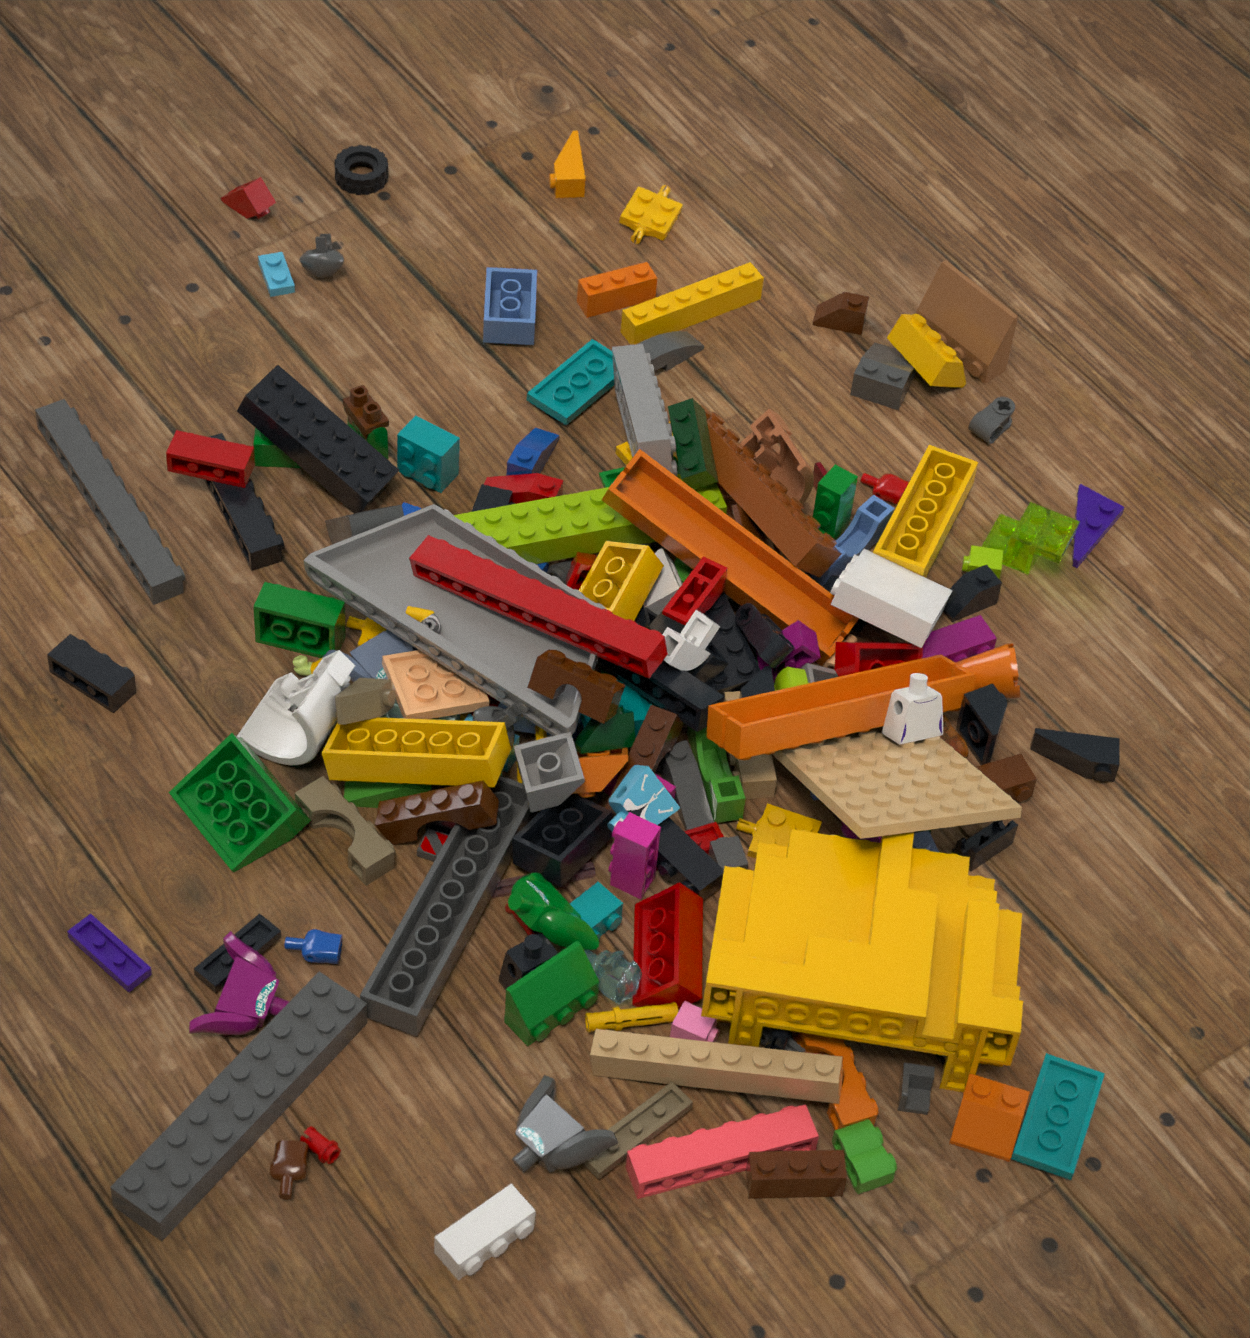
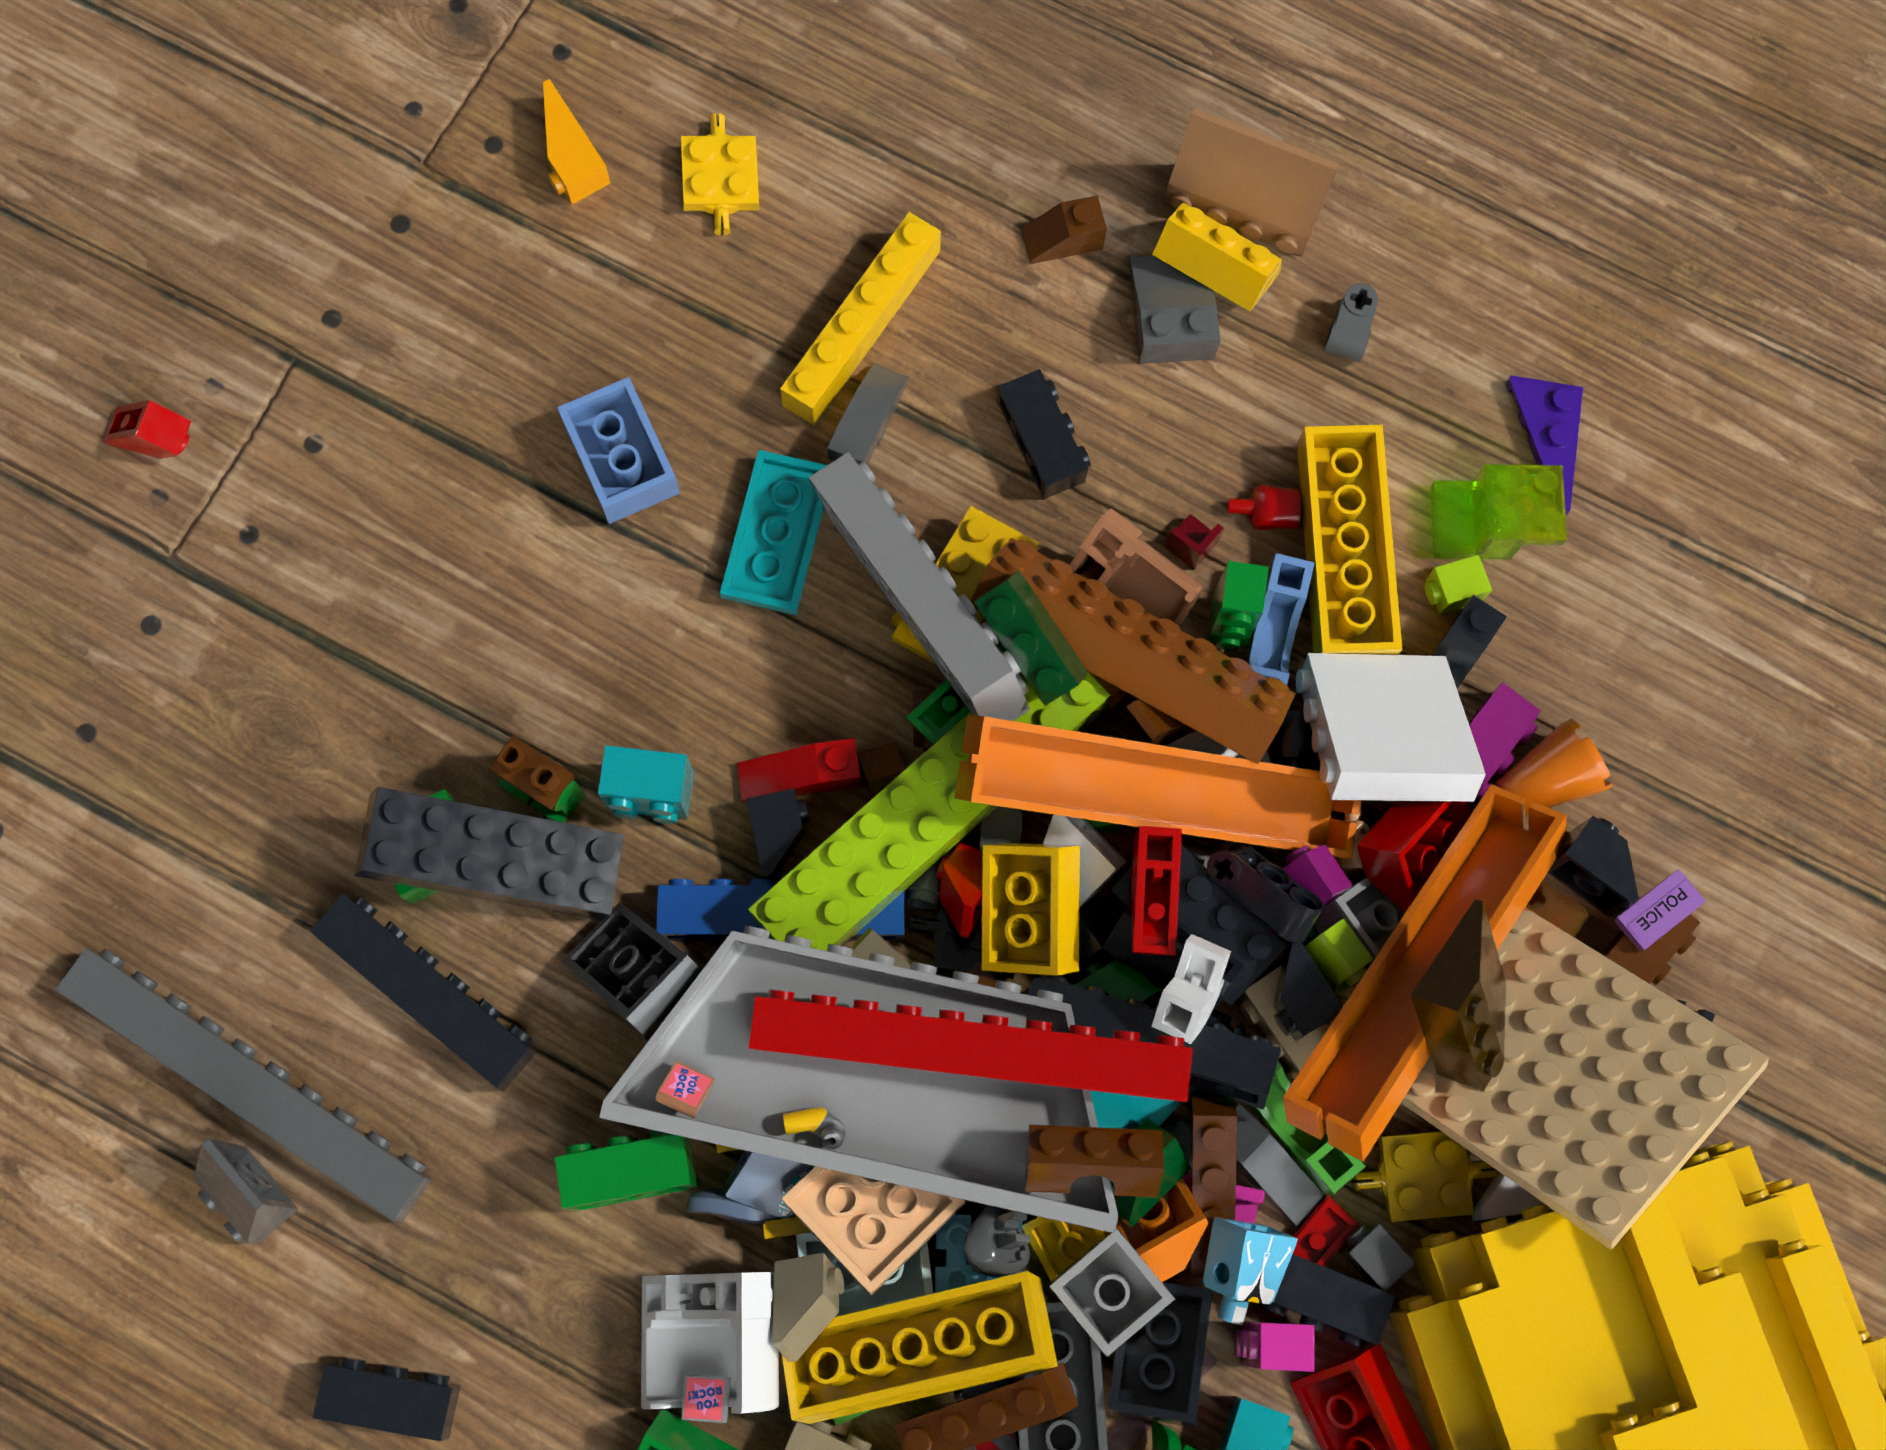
camera: 25 degrees left, 25 degrees up
(75, 536) = (241, 1191): none -> dark grey slope
(210, 459) = (356, 960): red brick -> none
(276, 274) = (258, 544): medium azure plate -> none
(276, 746) = (706, 1398): none -> tile
(304, 667) = (673, 1224): yellowish green arm -> none
(323, 260) = (313, 493): dark grey piece -> none
(360, 571) = (684, 1089): none -> tile
(361, 183) = (265, 267): black tyre -> none
(532, 452) = (780, 695): blue slope -> none
(616, 289) = (746, 342): orange brick -> none
(768, 389) = (1043, 433): none -> black brick
(849, 705) = (1465, 1004): none -> dark brown slope
(914, 712) = (1536, 923): white torso -> none
(1012, 758) = (1659, 910): none -> medium lavender tile
(1083, 754) = (1729, 838): black slope -> none

